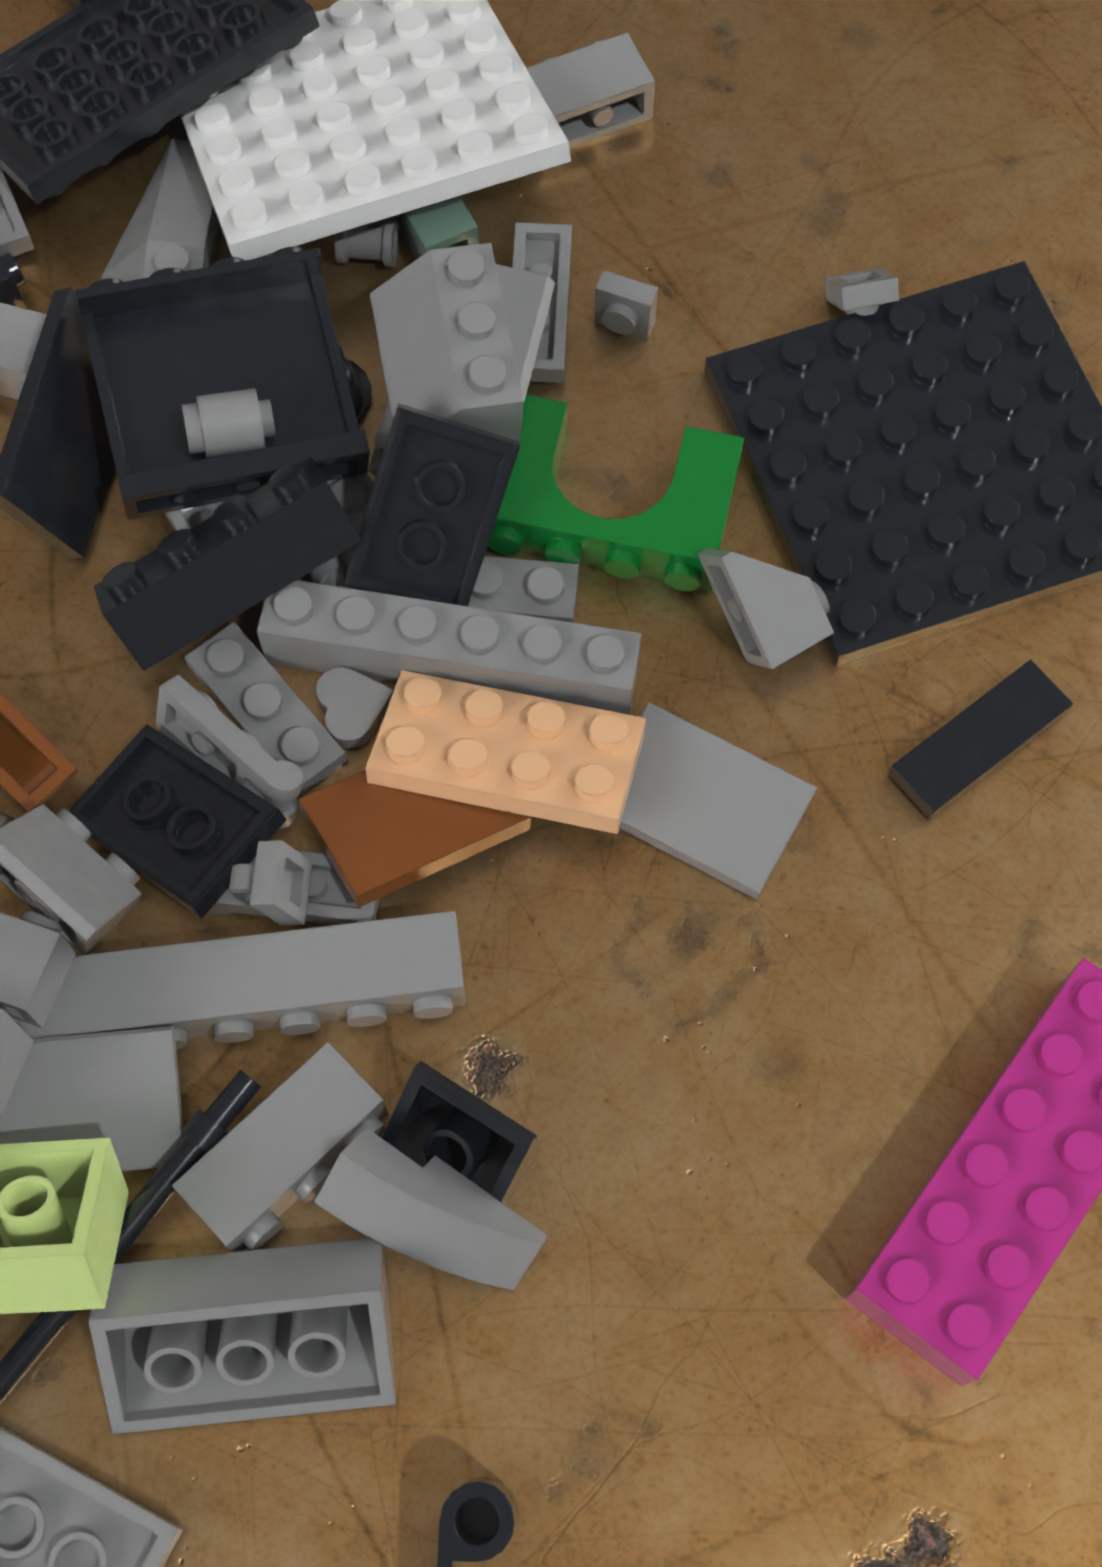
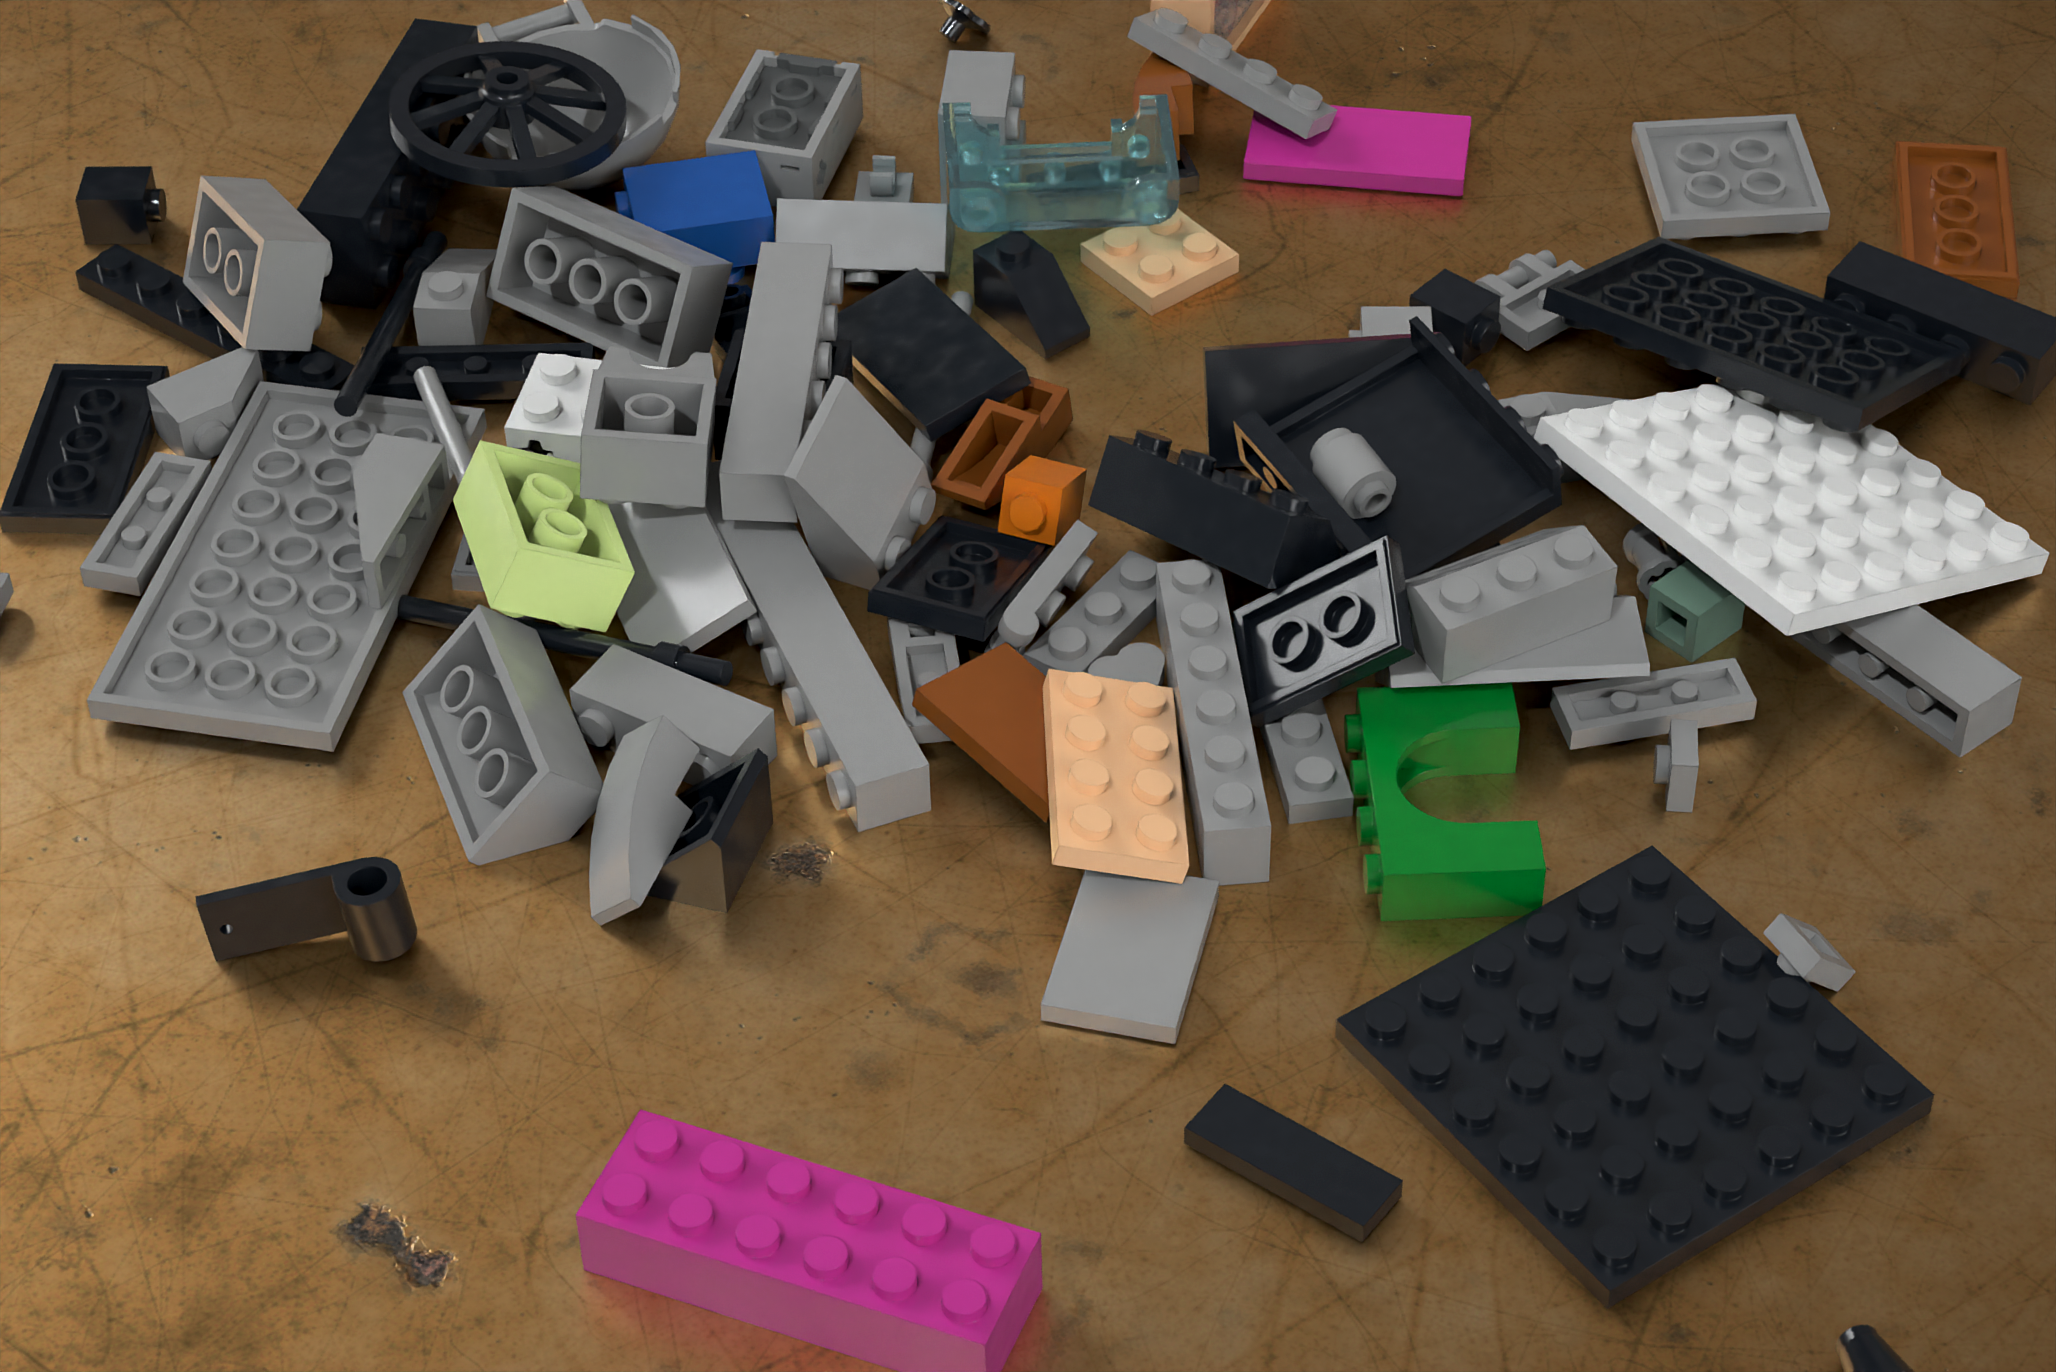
camera: 75 degrees right, 25 degrees down
(96, 713) = (1041, 500): none -> orange brick
(275, 883) = (912, 639): light grey tile -> none
(767, 606) = (1357, 924): light grey slope -> none

